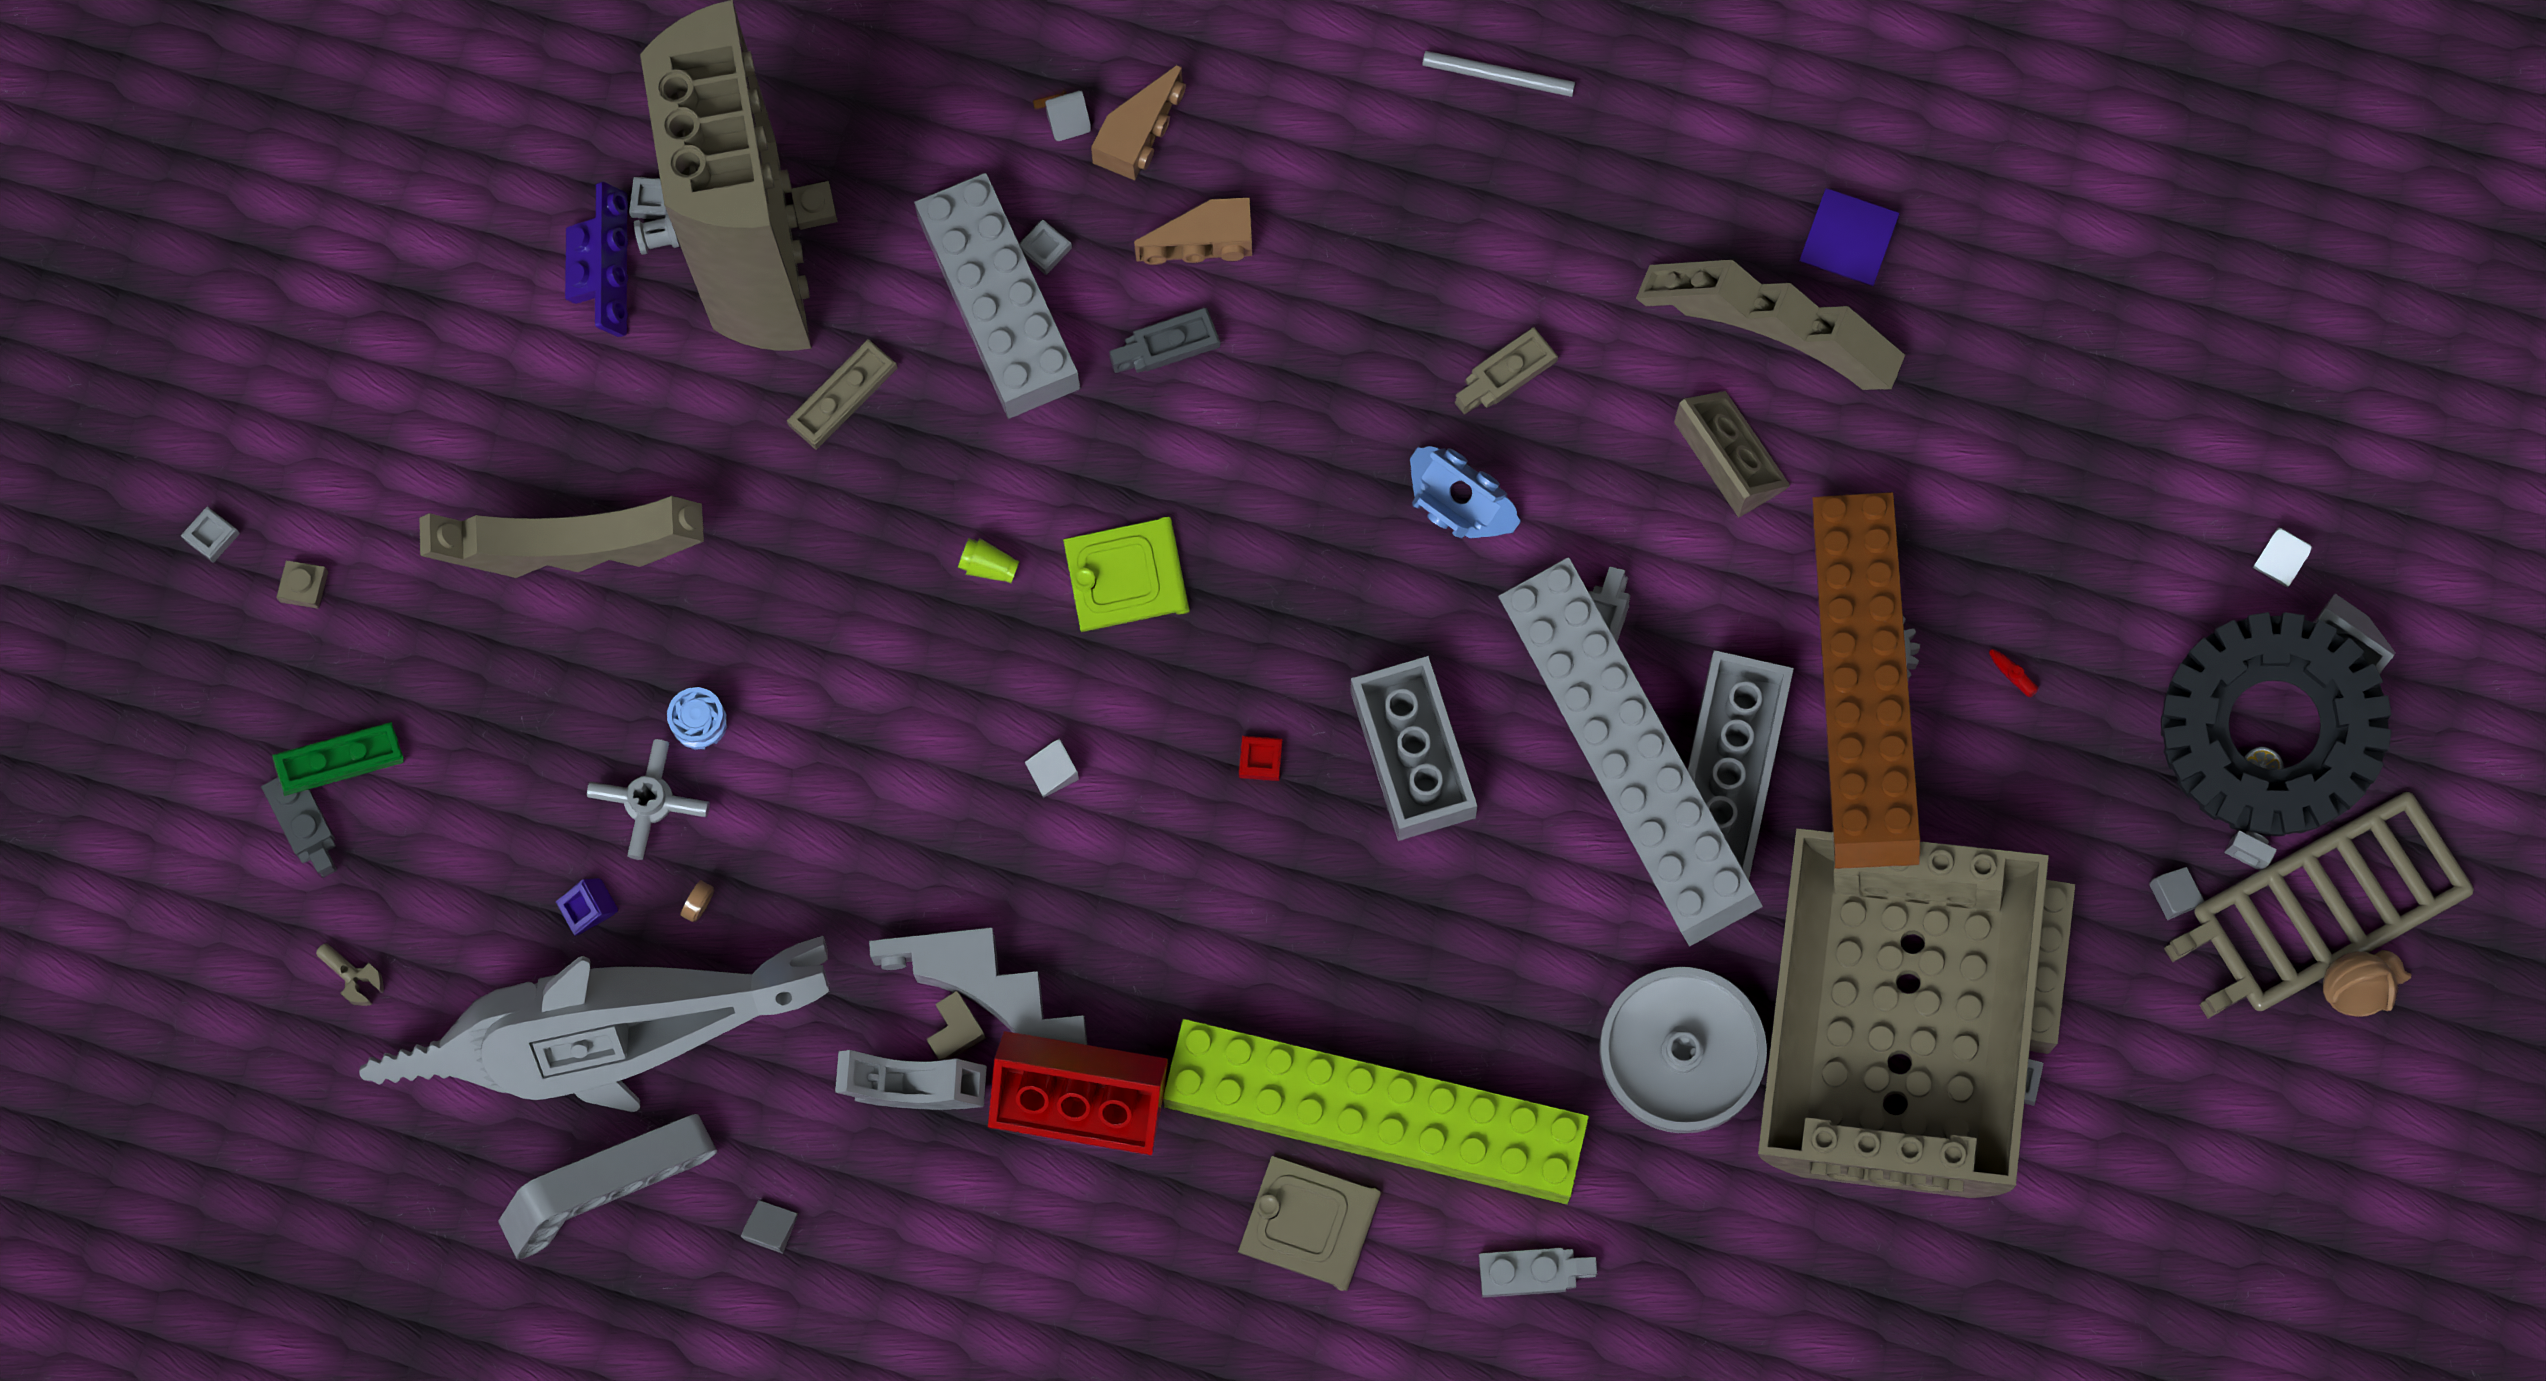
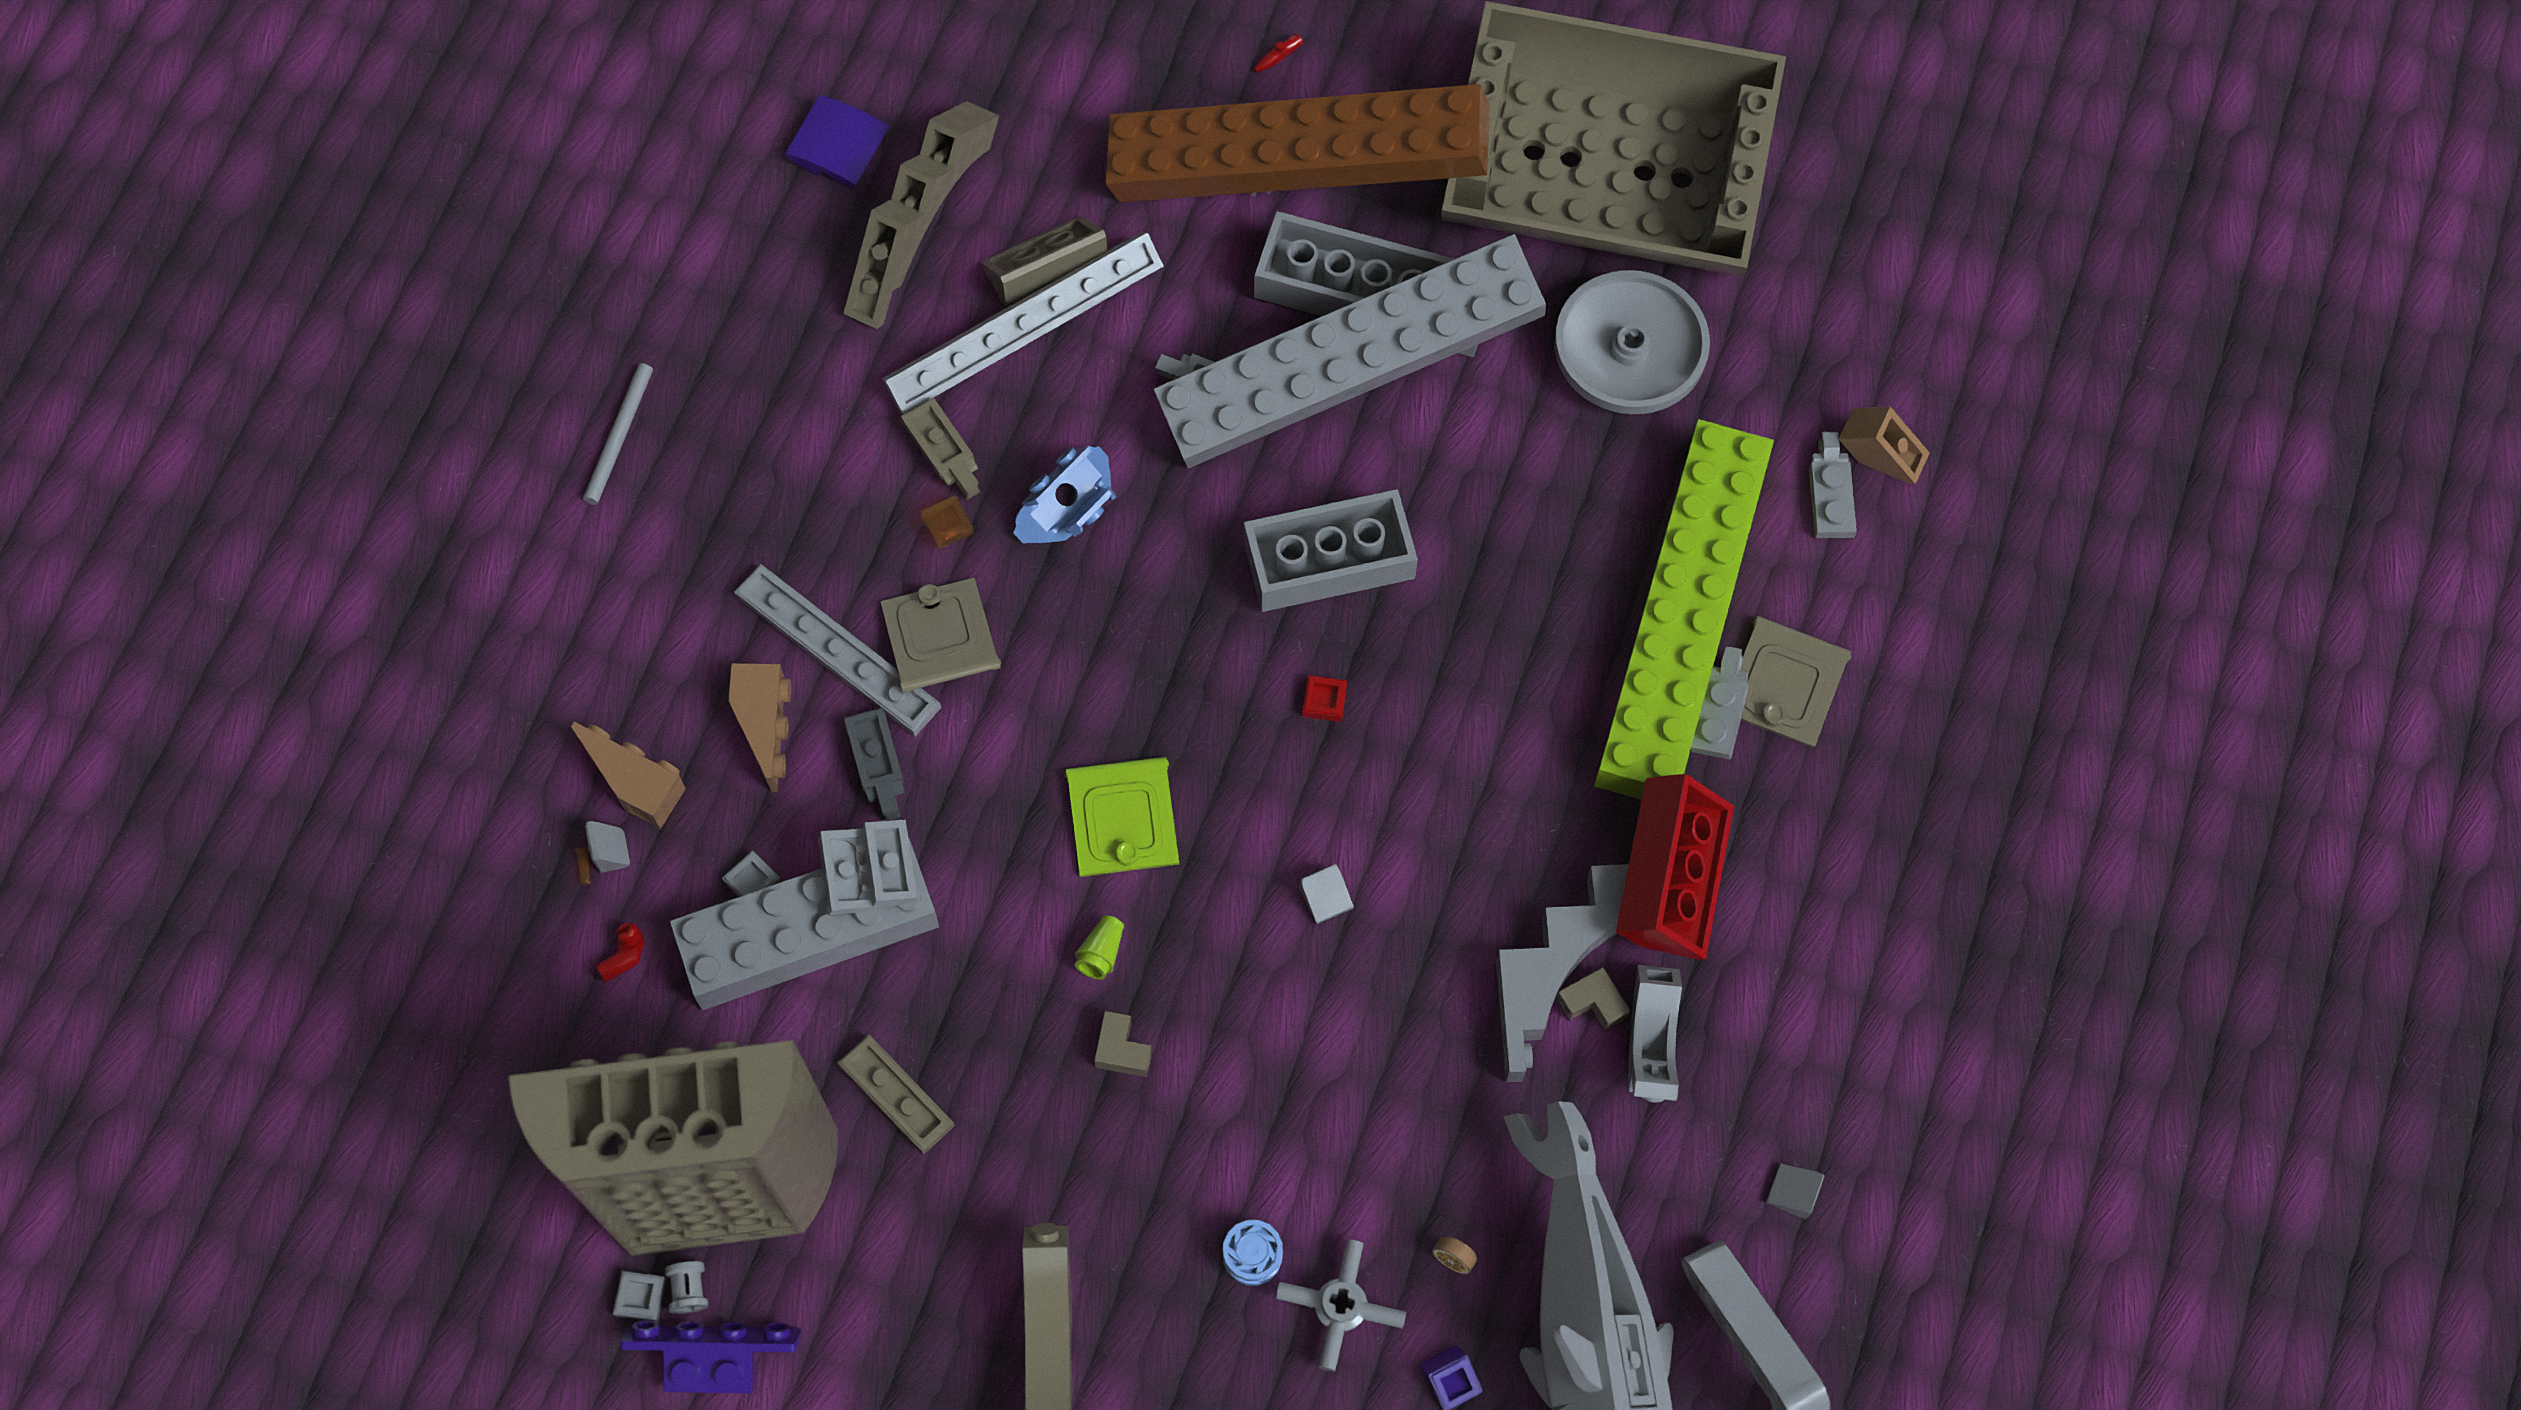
camera: 90 degrees left, 5 degrees down
(887, 583) = (1118, 1053): none -> dark tan piece
(966, 148) = (627, 954): none -> red arm
(1039, 333) = (867, 867): none -> light grey slope
(1272, 1152) = (1722, 707): none -> light grey hinge
(1282, 298) = (836, 649): none -> light grey tile
(1295, 391) = (939, 641): none -> dark tan container
(1423, 383) = (947, 522): none -> clear orange plate
(1587, 1326) = (1884, 443): none -> medium nougat slope
(1654, 437) = (1022, 322): none -> plate

